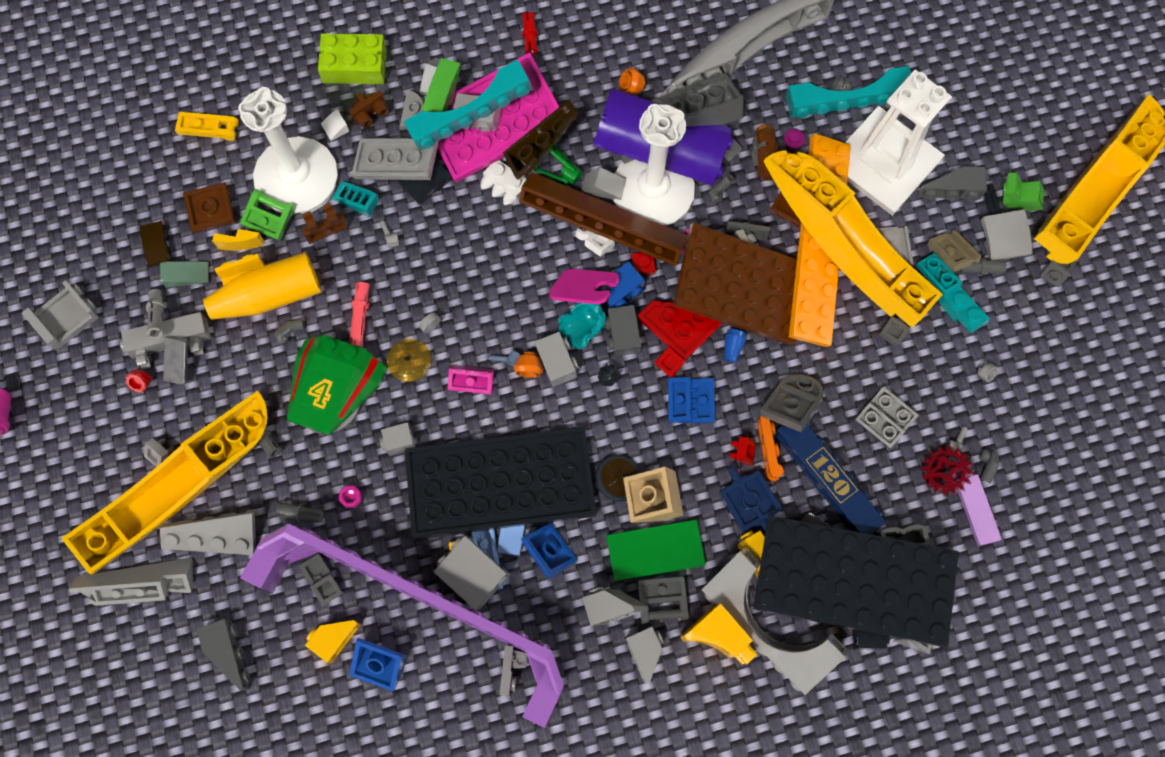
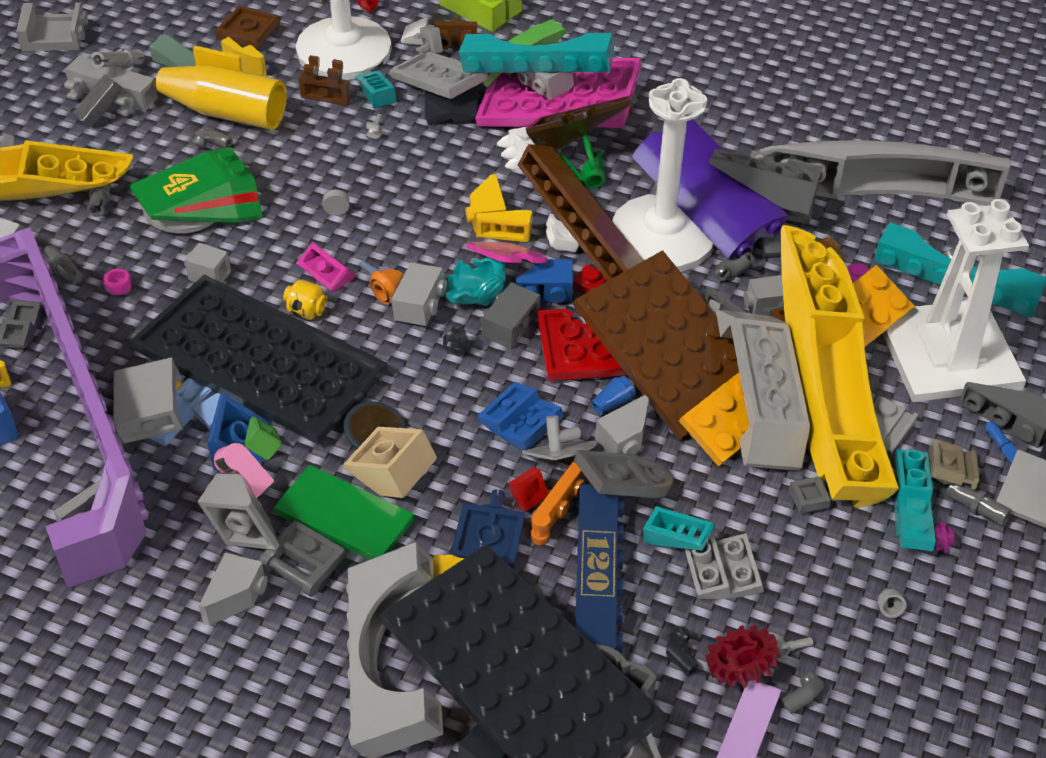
camera: 40 degrees right, 25 degrees down
(138, 380) = (54, 99): red tile -> none
(155, 243) = (177, 24): dark brown slope -> none
(265, 221) = (279, 56): bright green plate -> none
(357, 129) = (430, 38): none -> light grey tile
(360, 308) = (290, 157): coral pin -> none
(413, 369) = (288, 223): clear yellow dish -> none
(487, 417) = (305, 299): none -> yellow head
(529, 33) = (663, 61): red pin -> none
(531, 252) = (485, 199): none -> yellow slope
(561, 256) = (518, 227): none -> yellow slope
(562, 539) = (262, 438): none -> bright green slope
(586, 574) = (238, 460): none -> bright pink leg
(603, 184) = (615, 195): light grey slope -> none
(632, 81) = (729, 138): orange cone -> none
(670, 362) = (530, 368): red plate -> none
(722, 632) = (321, 610): yellow hips -> none
(741, 410) = (557, 449): none -> light grey shield
(759, 199) = (764, 294): none -> light grey brick
(763, 365) = (623, 428): none -> light grey slope
(824, 272) = (770, 390): none -> light grey slope
(830, 412) = (663, 518): none -> teal slope
(906, 491) = (677, 650): none -> black arm
(968, 213) = (1004, 444): none -> blue piece
(985, 305) = (943, 537): none -> magenta plate

